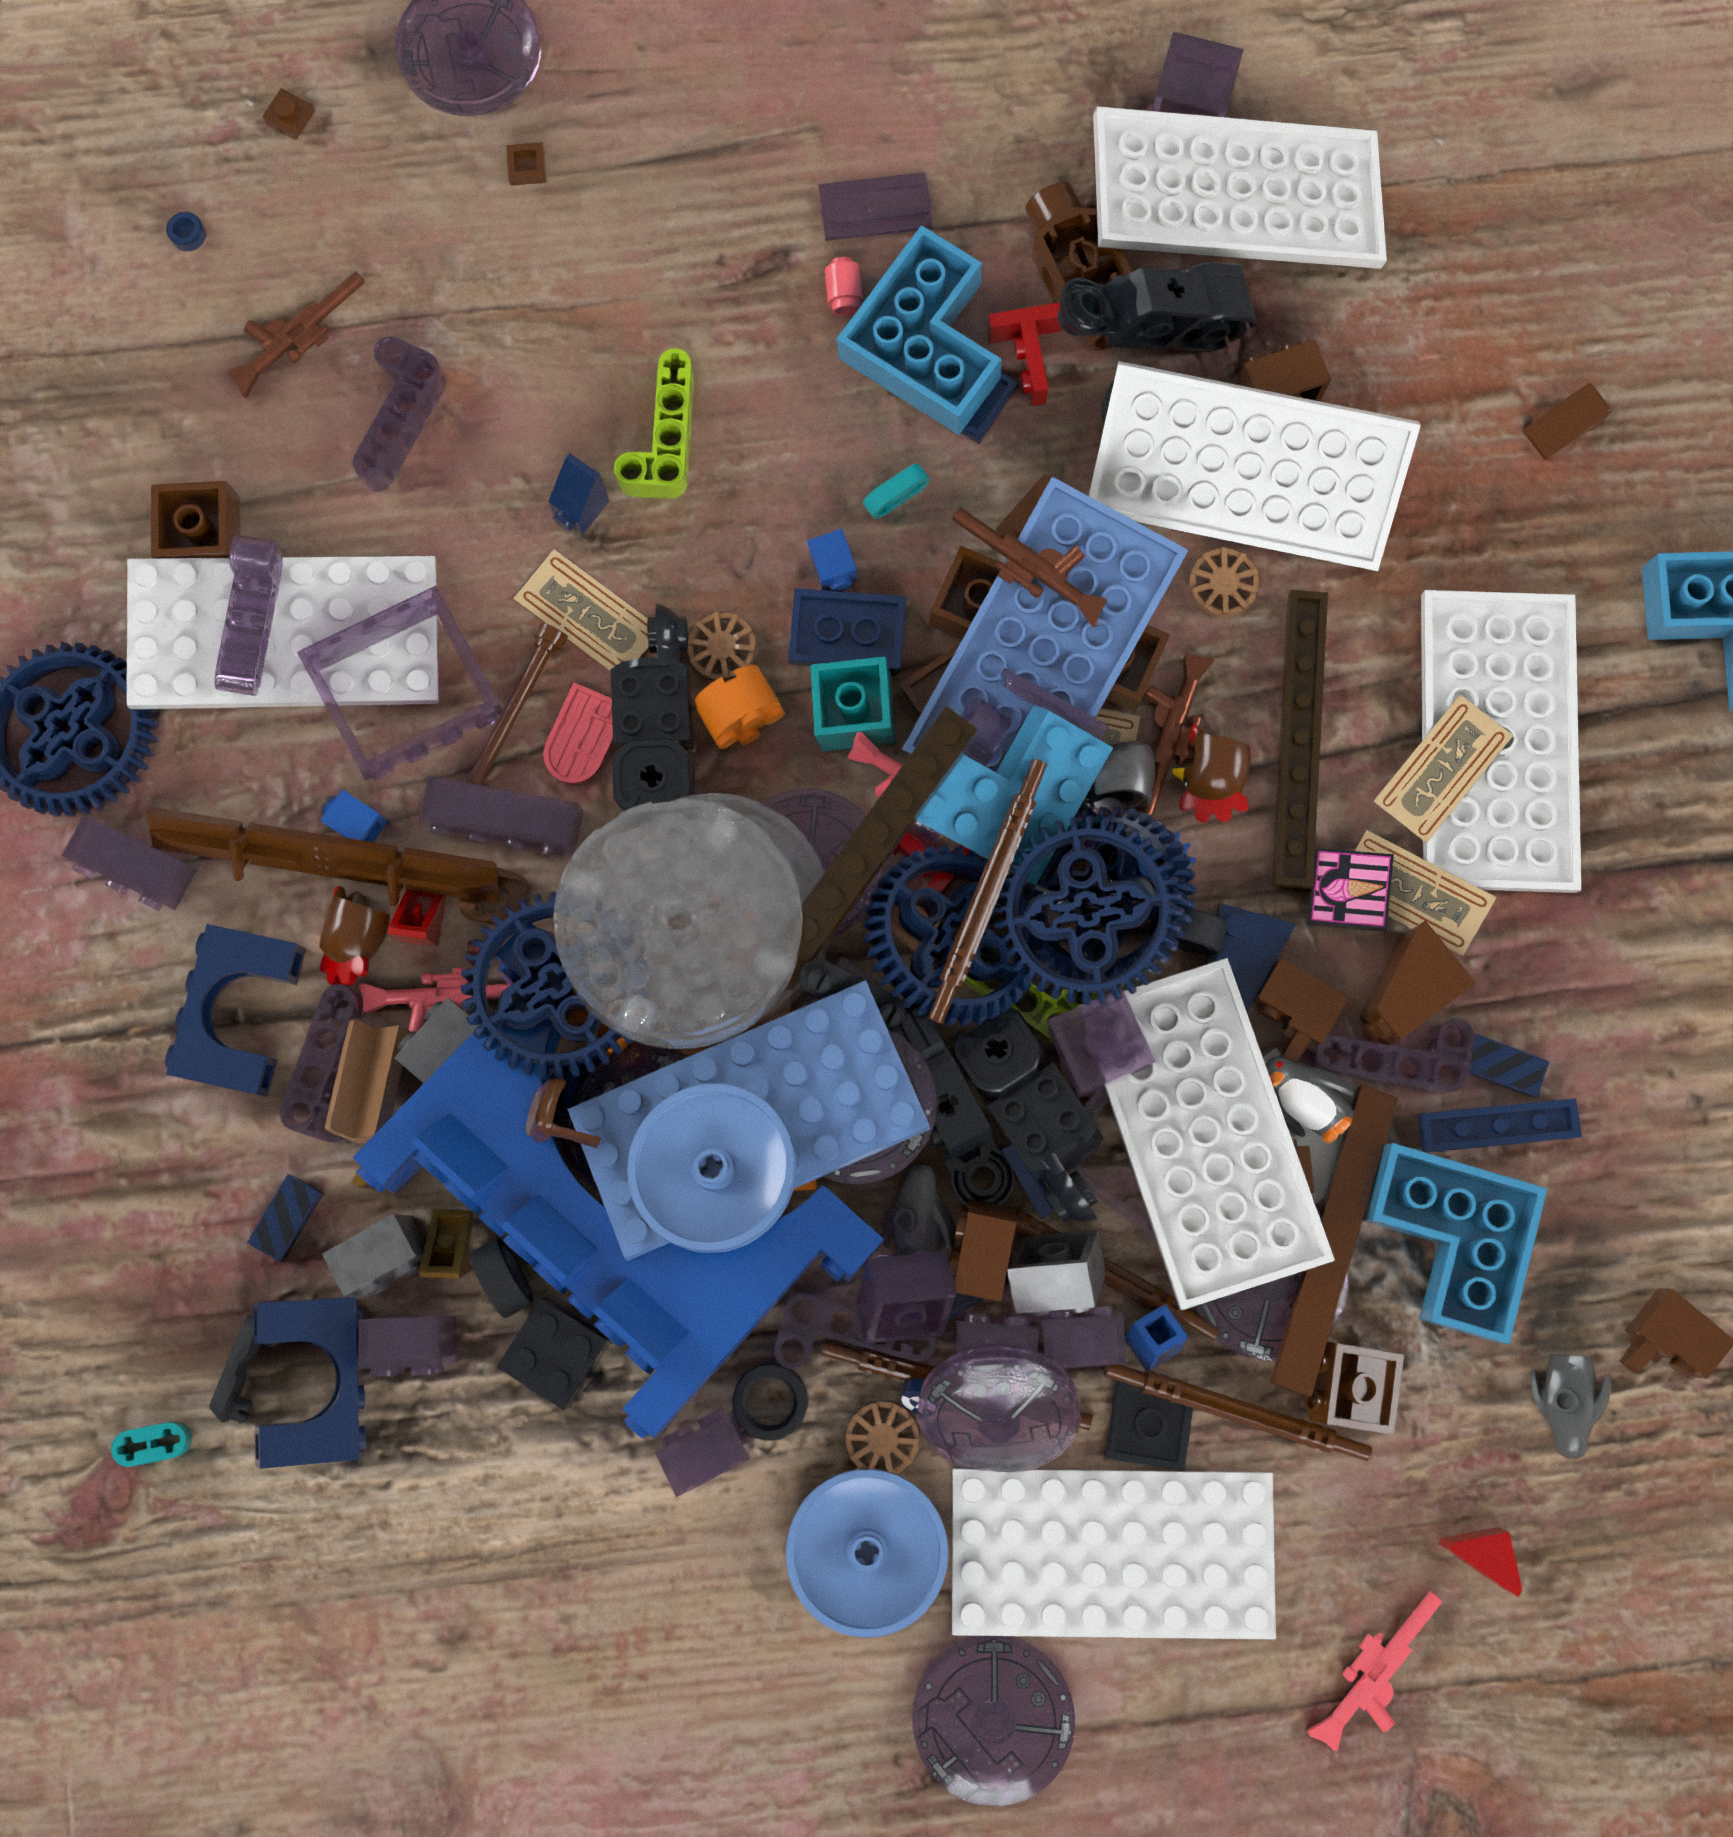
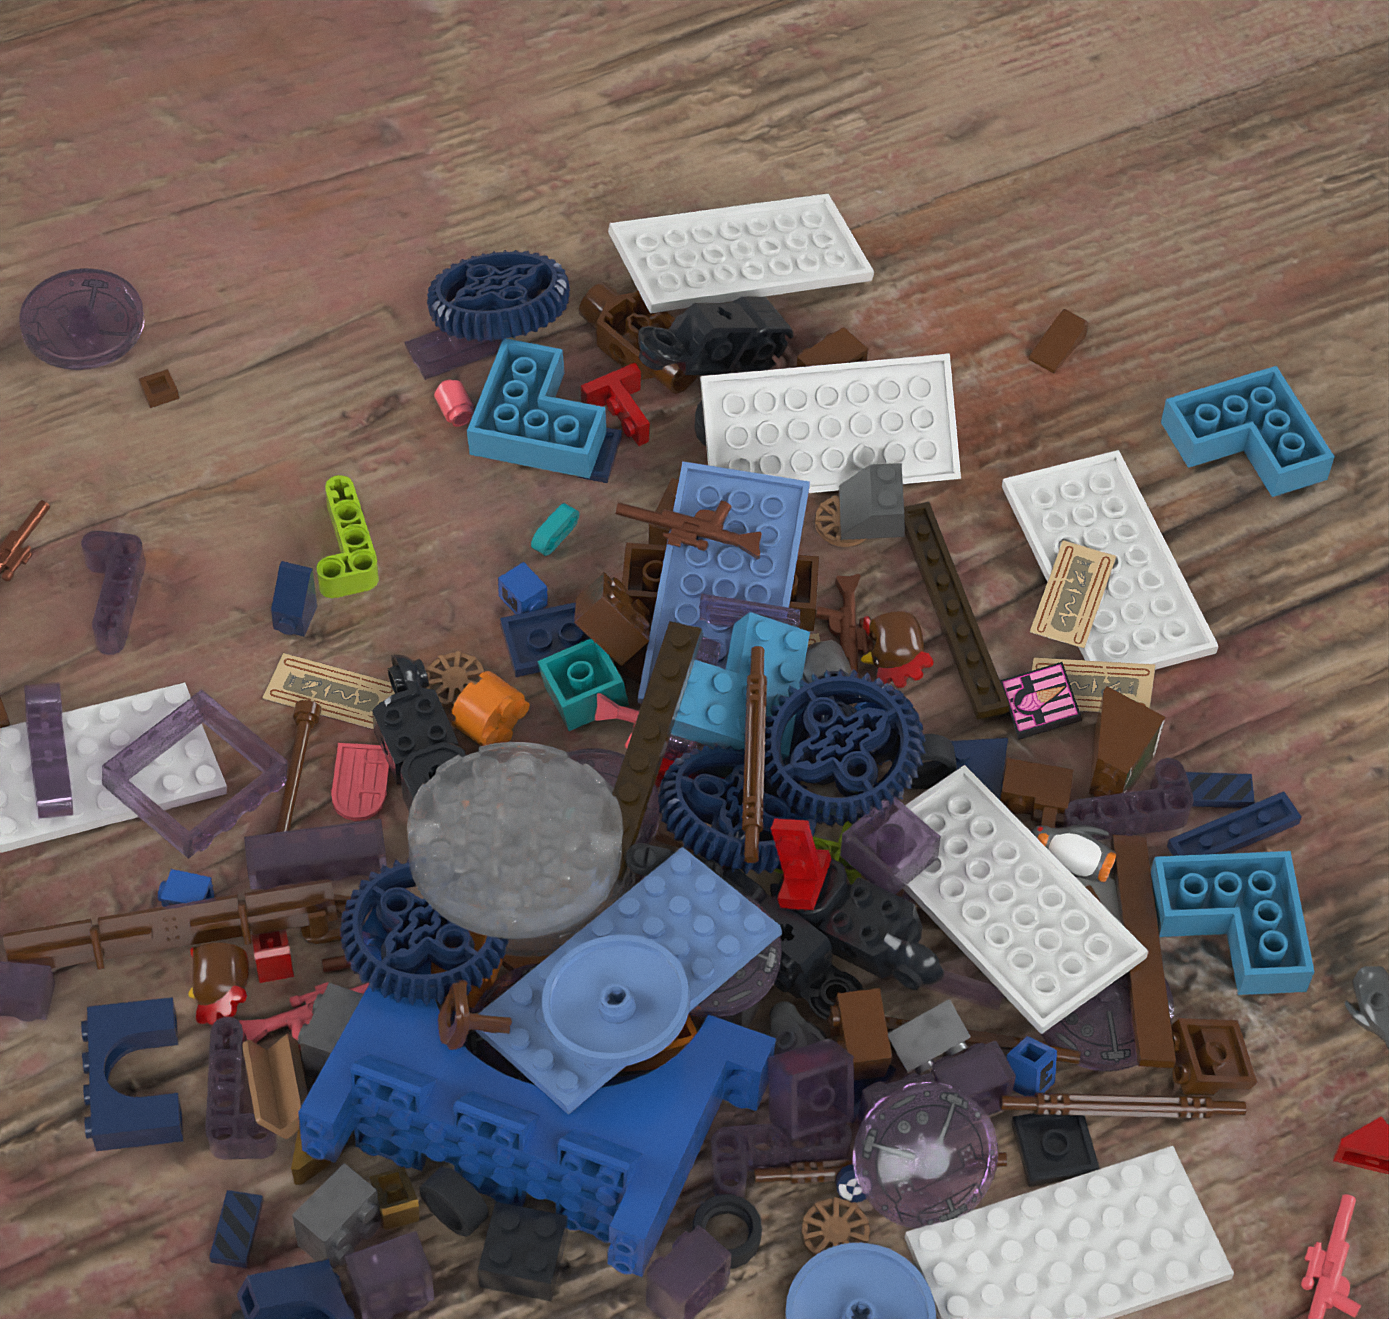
camera: 25 degrees left, 25 degrees down
(907, 643) = (613, 618): none -> reddish brown brick
(943, 153) = (498, 295): none -> dark blue gear
(992, 1045) = (801, 864): none -> red bracket
(1033, 1188) = (891, 998): dark blue tile -> none
(1197, 77) = (676, 189): clear purple brick -> none
(1260, 579) = (873, 503): none -> dark grey slope

